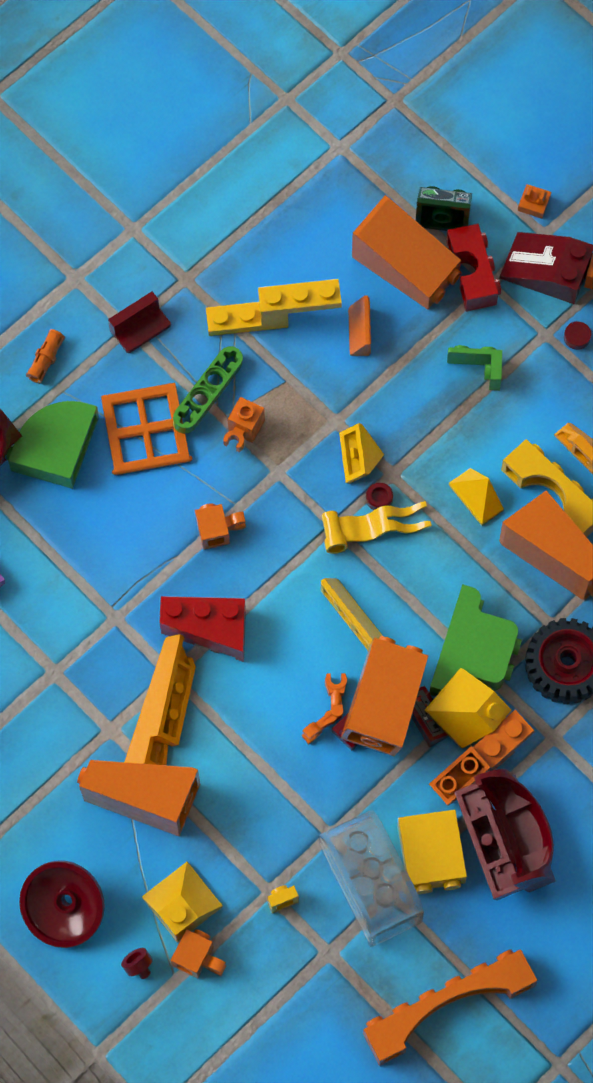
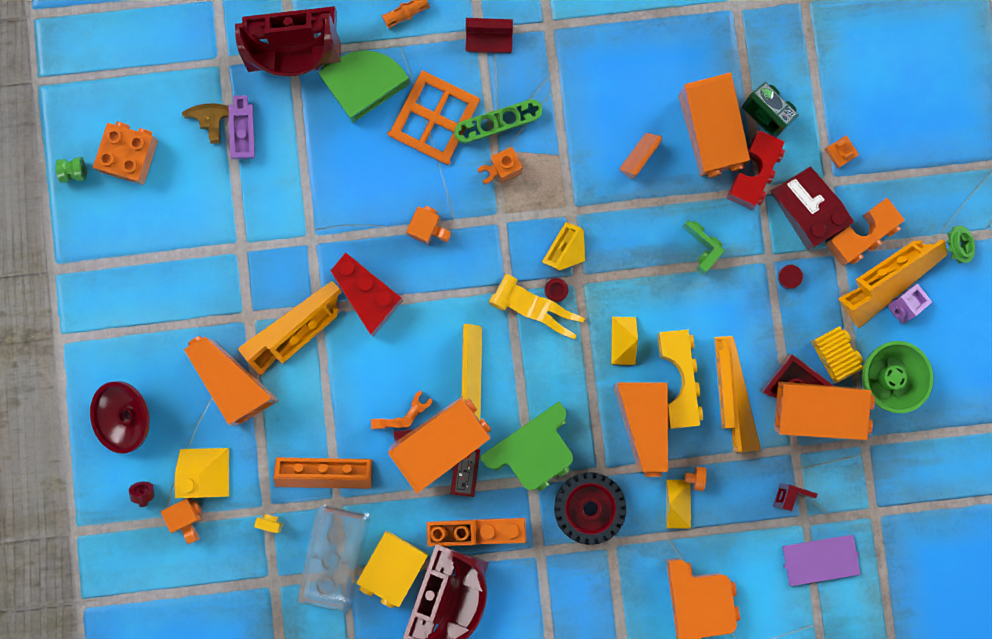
camera: 35 degrees right, 15 degrees up
(273, 307) = (590, 95): yellow bracket -> none
(296, 817) = (323, 473): none -> orange slope
(467, 709) = (492, 491): yellow slope -> none

